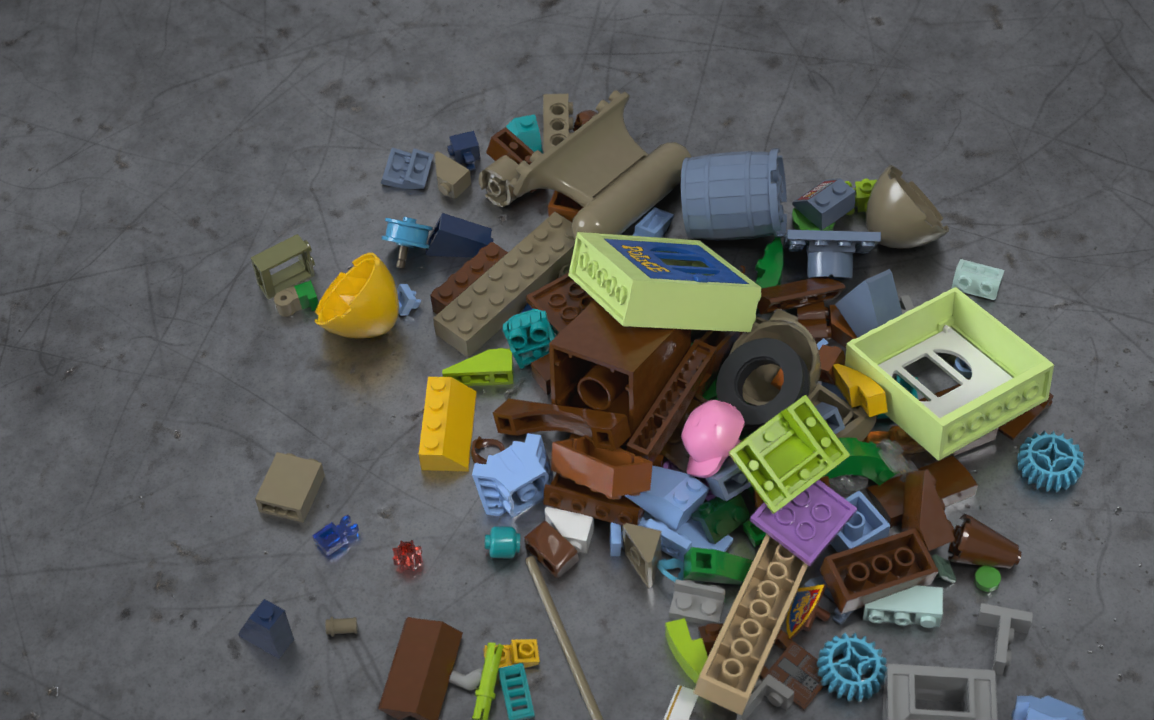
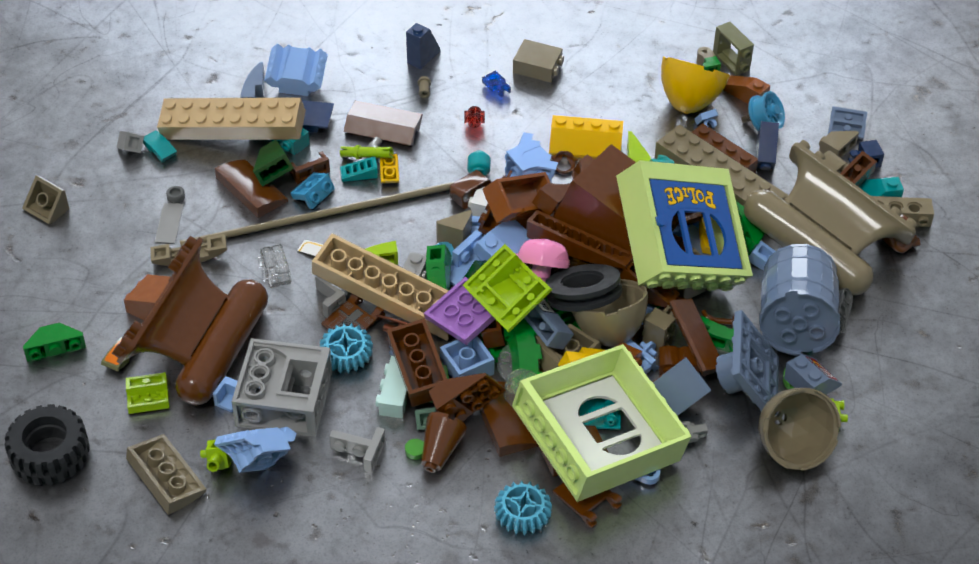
camera: 90 degrees right, 5 degrees down
(352, 248) = (745, 87): none -> dark orange slope
(977, 279) = (732, 488): light aqua bracket -> none

